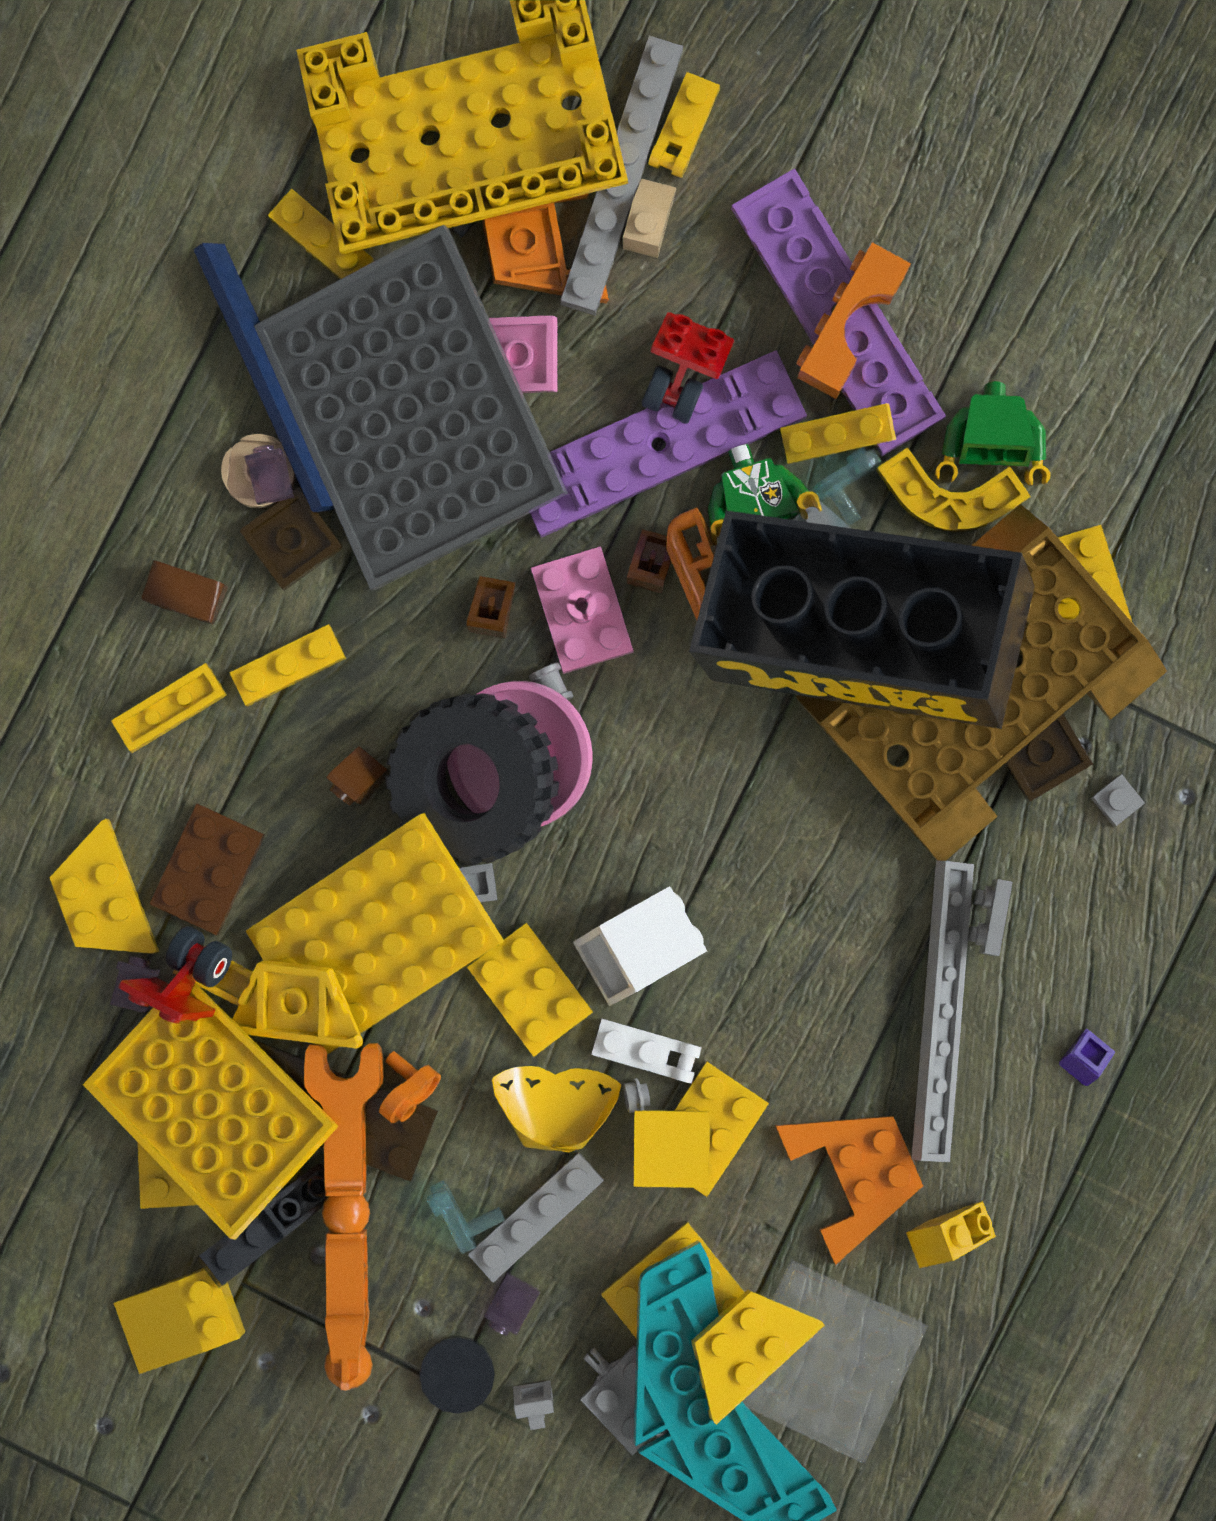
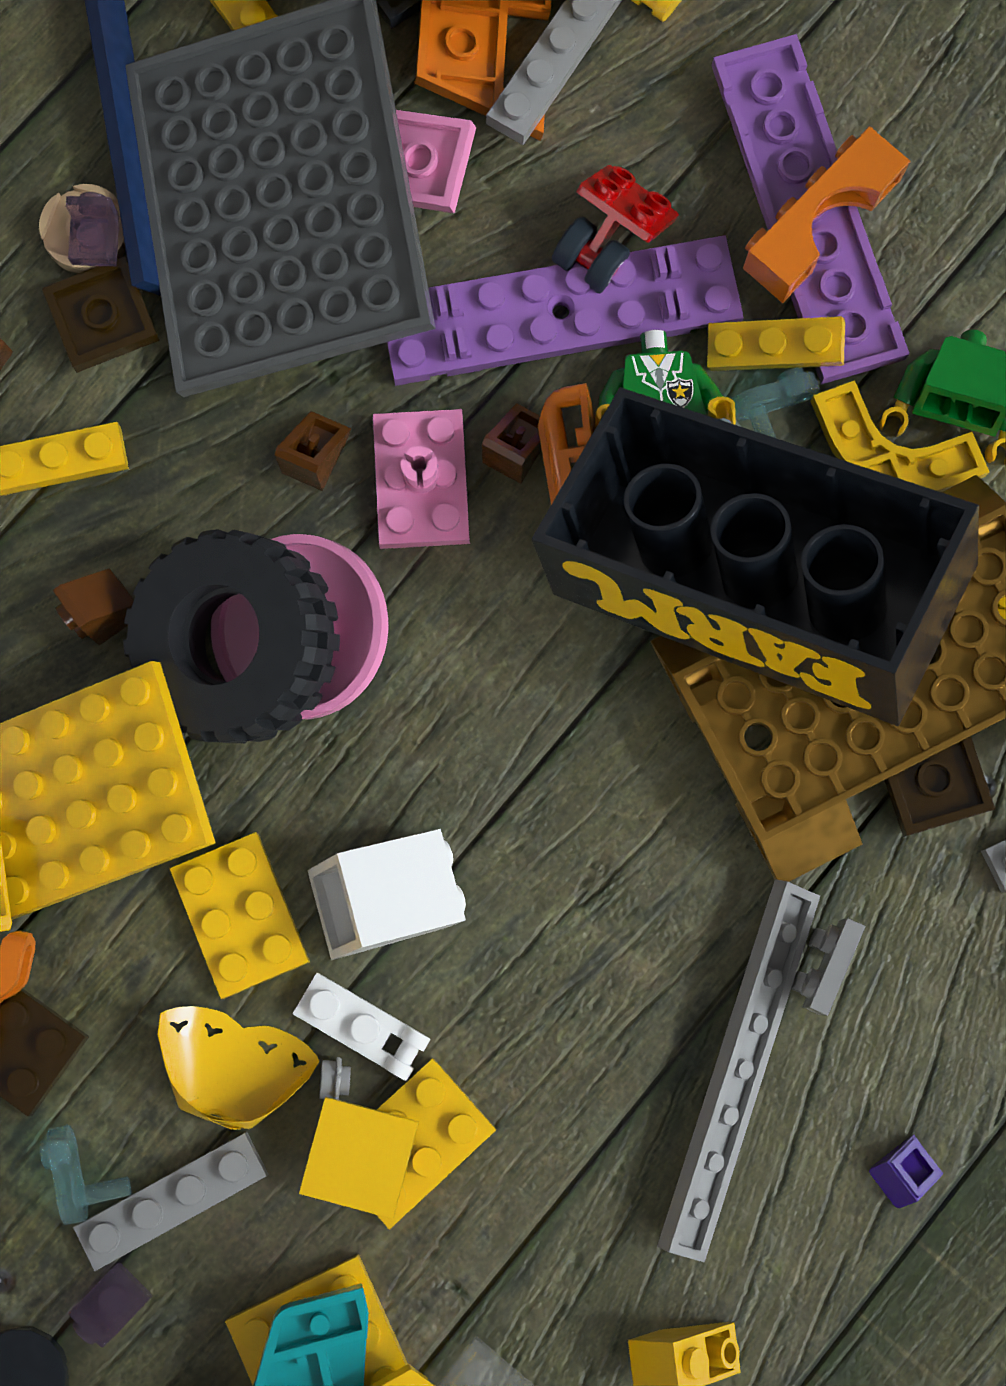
camera: 10 degrees right, 5 degrees down
(403, 1099) = (44, 1009): orange piece -> none
(481, 881) = (212, 769): light grey plate -> none
(550, 677) = (362, 544): light grey bush -> none
(648, 218) = (611, 56): tan slope -> none
(870, 1167) = (603, 1244): orange wing -> none

